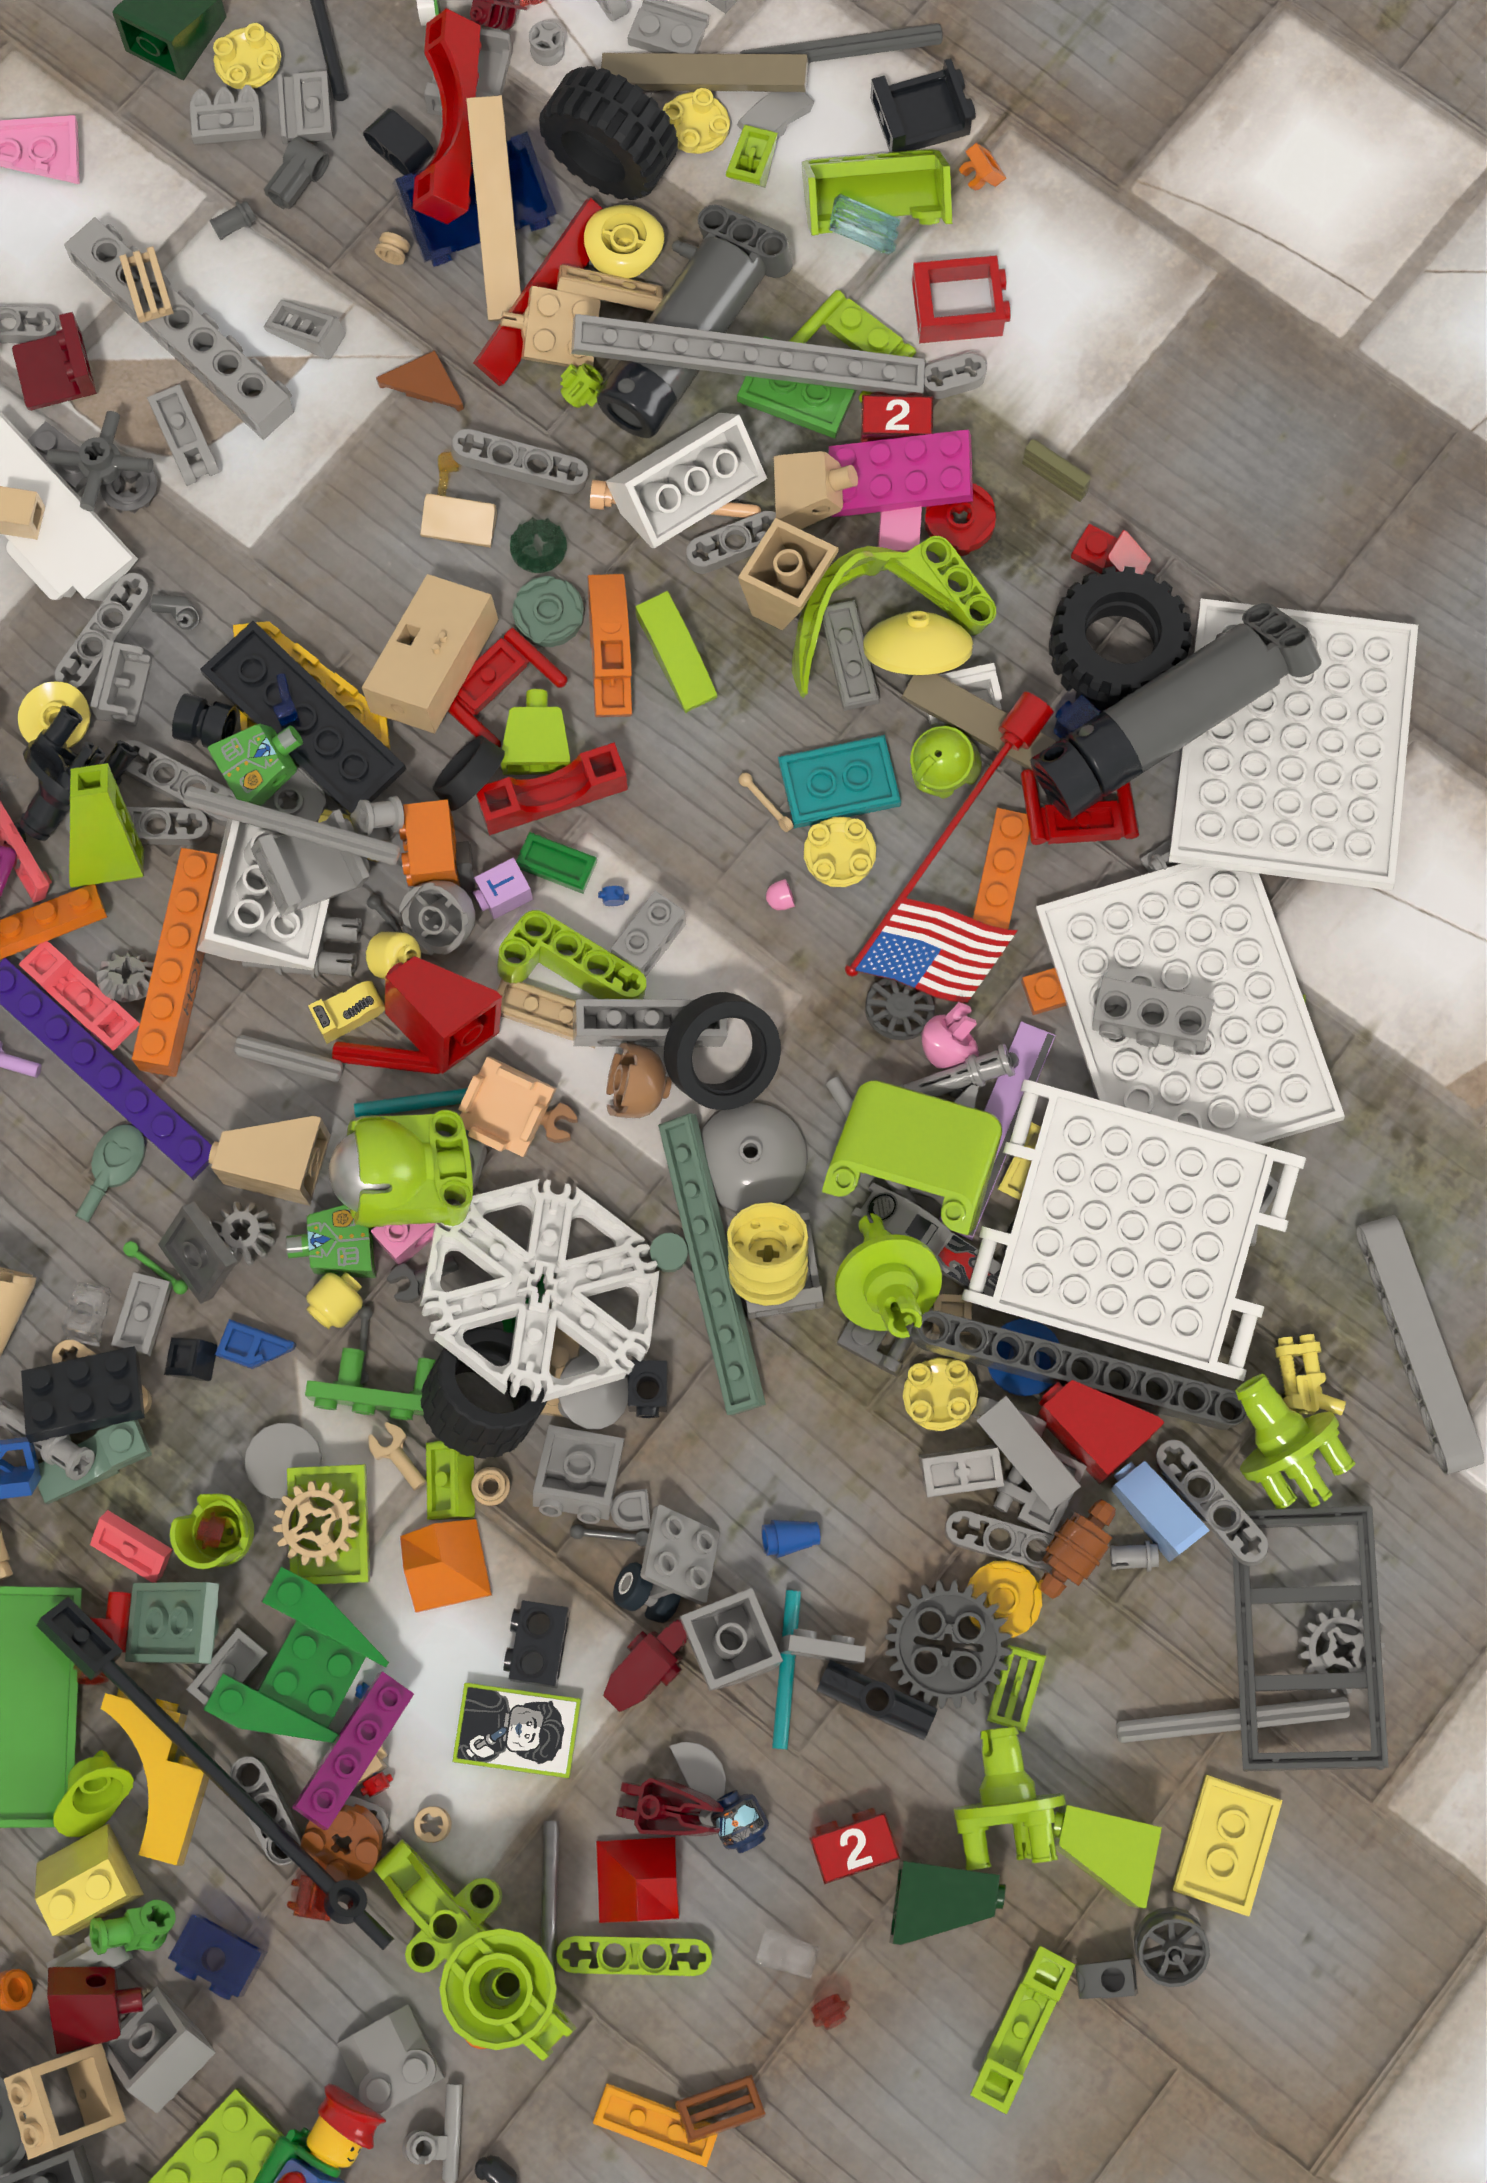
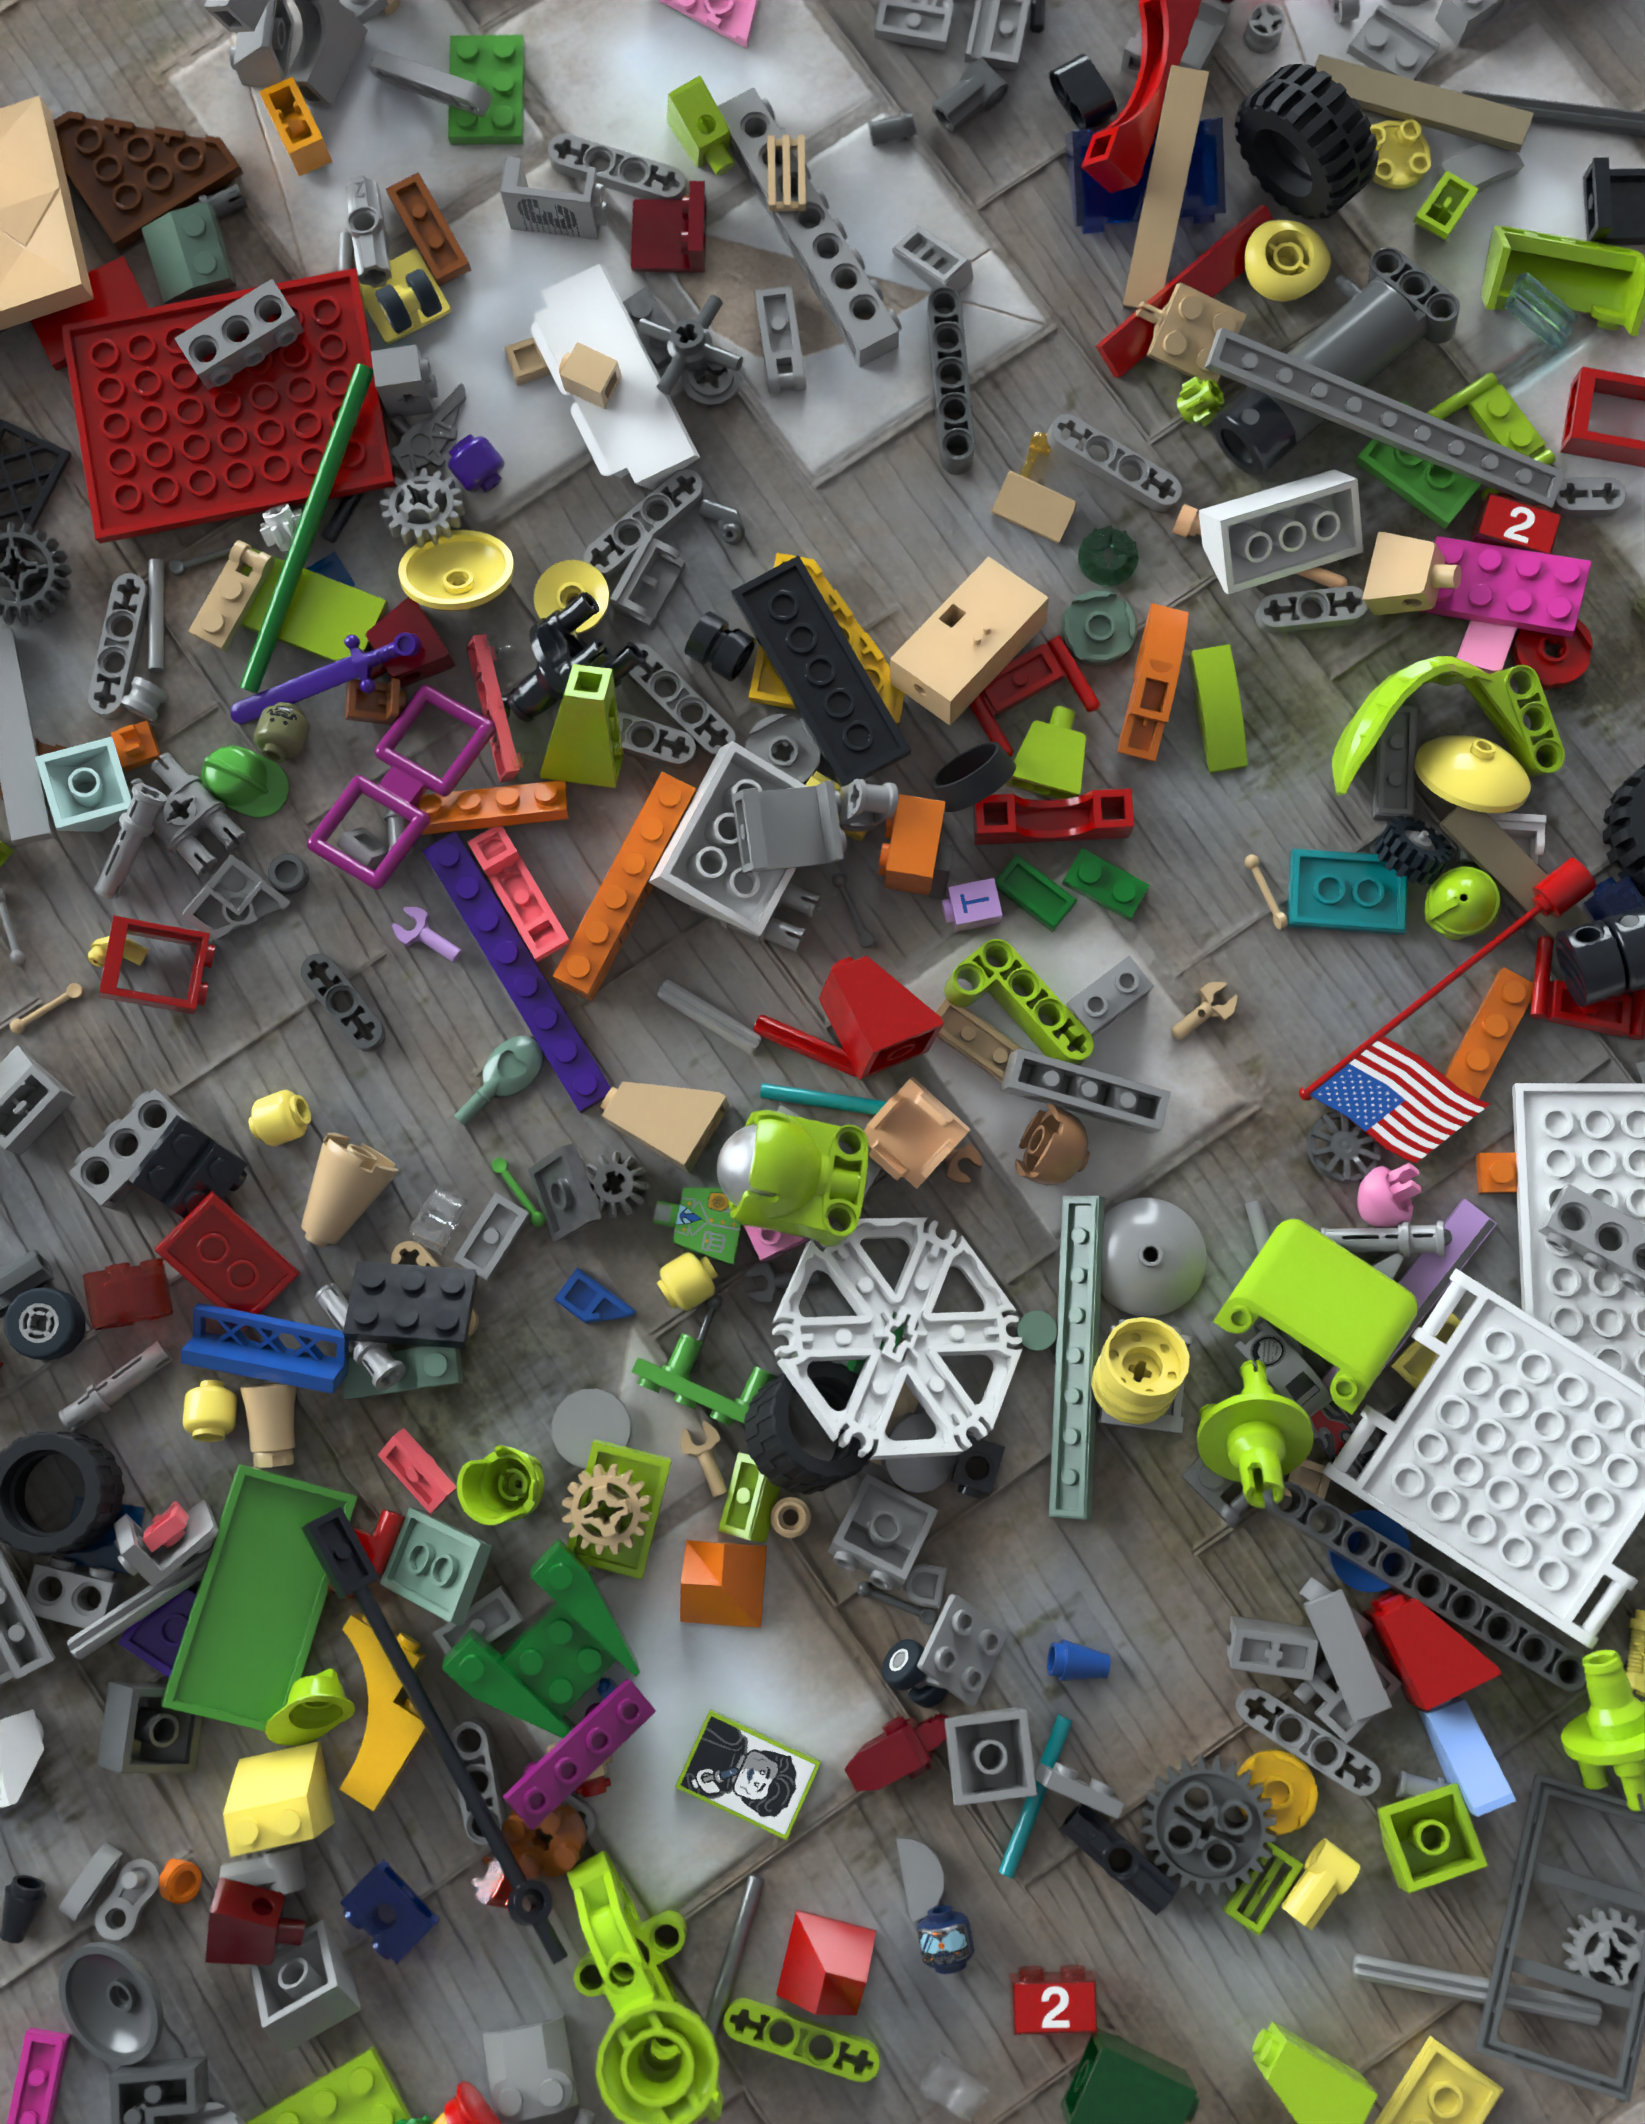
camera: 20 degrees right, 5 degrees up
(55, 264) = (700, 126): none -> lime torso
(93, 2091) = (232, 2016): tan window -> none
(111, 982) = (554, 886): light grey gear -> none
(135, 1930) = (313, 1861): bright green connector -> none
(191, 1359) = (528, 1296): black slope -> none
(210, 1530) = (500, 1483): clear red plate -> none
(256, 761) = (762, 704): bright green torso -> none
(285, 710) = (806, 659): clear blue hand -> none
(291, 825) = (780, 784): light grey axle -> none
(344, 414) = (954, 364): none -> dark grey beam
(347, 1010) = (781, 985): light yellow leg -> none
(389, 949) = (841, 939): light yellow head -> none
(392, 248) = (1046, 202): tan bush -> none
(423, 380) = (1040, 350): dark orange tile -> none
(430, 1837) = (631, 1854): tan bush -> none
(438, 916) = (900, 917): light grey cylinder -> none
(548, 1645) = (802, 1698): black brick -> none
(609, 287) = (1258, 306): tan tile -> none
(613, 896) = (1083, 944): blue piece -> none
(618, 836) = (1105, 884): none -> green plate
(666, 1807) = (878, 1907): dark red hinge -> none
(741, 922) = (1205, 1010): none -> tan bar
(754, 1076) = (1171, 1178): black tyre -> none
(780, 896) = (1253, 994): bright pink hinge -> none
(784, 573) = (1360, 662): tan slope -> none
(839, 851) = (1328, 965): light yellow dish -> none
(884, 726) = (1413, 850): none -> black wheel
(940, 1393) = (1272, 1561): light yellow dish -> none
(1007, 1798) = (1226, 2012): lime piece -> none
(1067, 1660) = (1325, 1875): none -> light yellow piece
(1077, 1548) = (1369, 1771): dark orange piece -> none
(1147, 1592) = (1430, 1838): none -> lime slope
(1216, 1499) = (1525, 1758): light grey beam -> none

